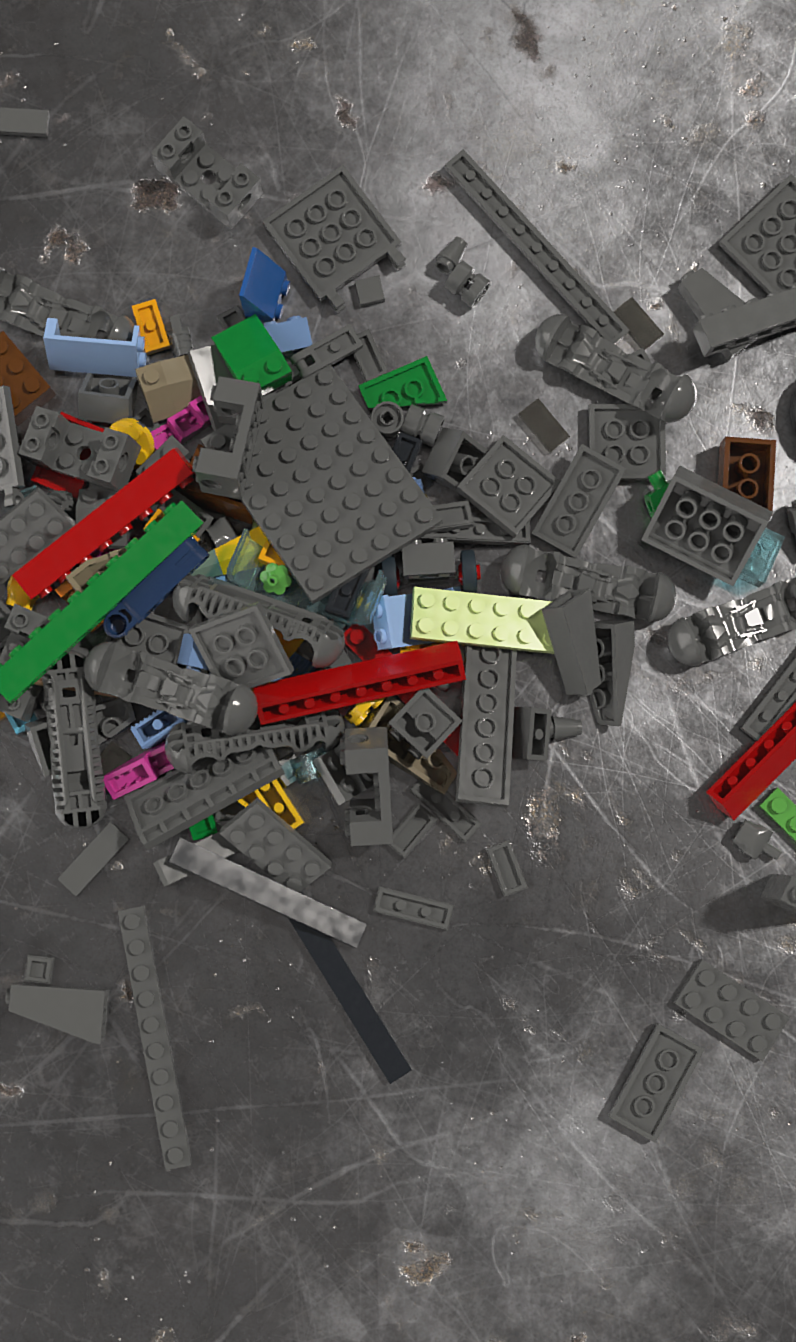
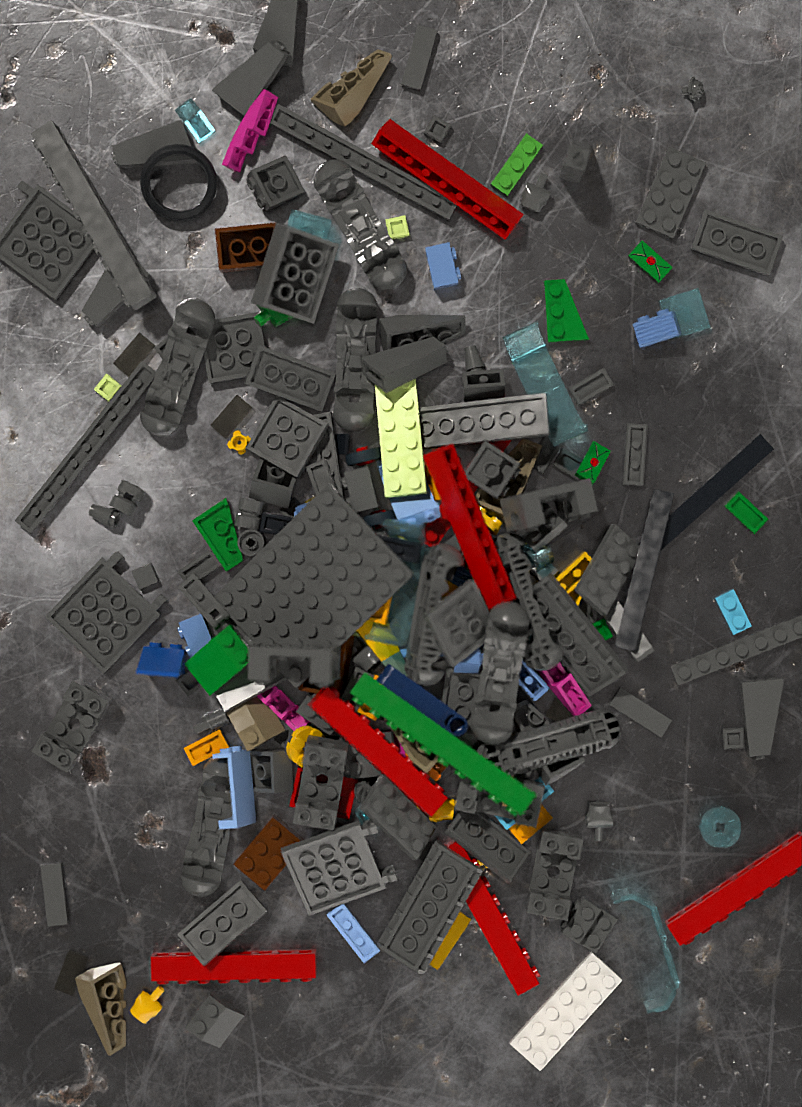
camera: 100 degrees left, 5 degrees up
(196, 996) = (733, 612): none -> medium azure plate
(280, 576) = (394, 606): bright green plant -> none
(316, 1035) = (746, 512): none -> green tile
(412, 852) = (592, 462): none -> green tile
(488, 553) = (343, 443): none -> black slope
(511, 421) = (237, 436): none -> yellow plate
(529, 808) = (539, 376): none -> clear light blue windscreen
(564, 962) = (656, 329): none -> medium blue brick
(577, 1000) = (688, 310): none -> clear light blue plate
(602, 847) = (561, 313): none -> green wing
(604, 285) = (107, 387): none -> yellowish green tile
(649, 969) = (650, 261): none -> green tile
(685, 709) = (442, 266): none -> medium blue brick
(741, 664) = (397, 227): none -> yellowish green tile

